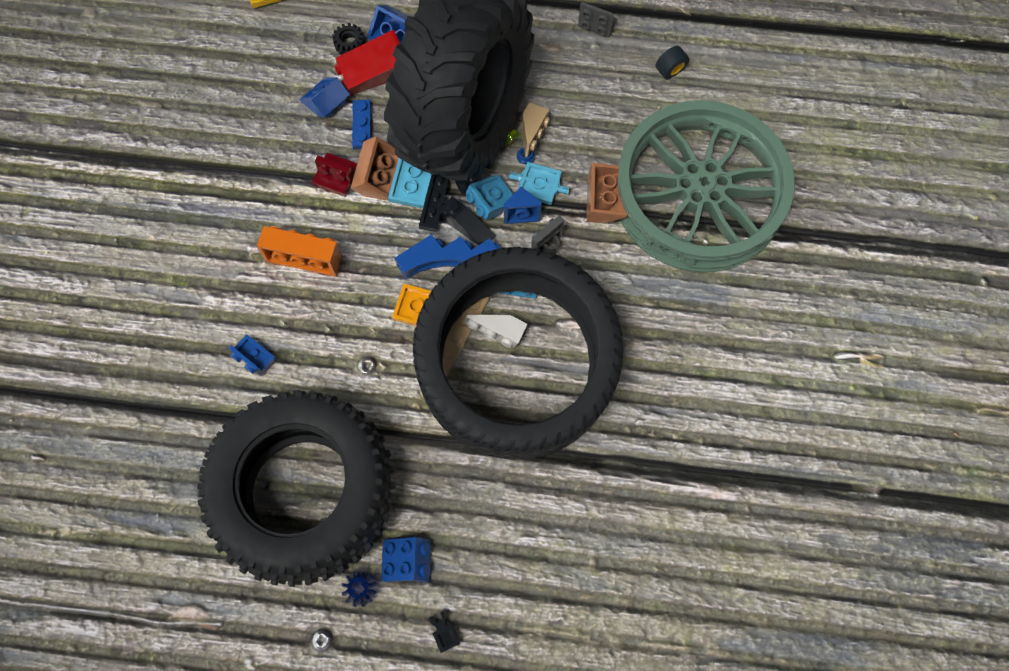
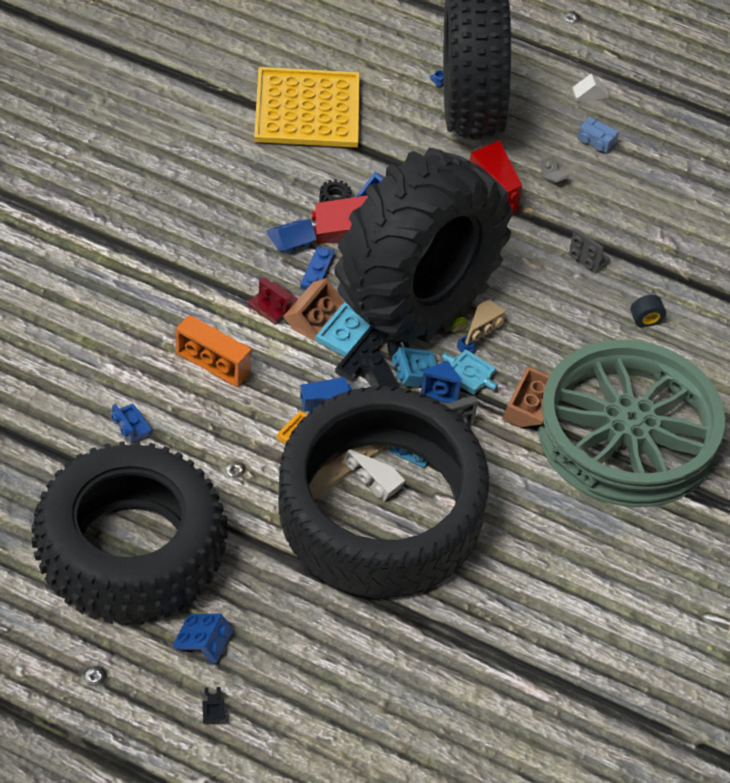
camera: 15 degrees right, 20 degrees down
(365, 583) = (149, 642): clear blue gear -> none

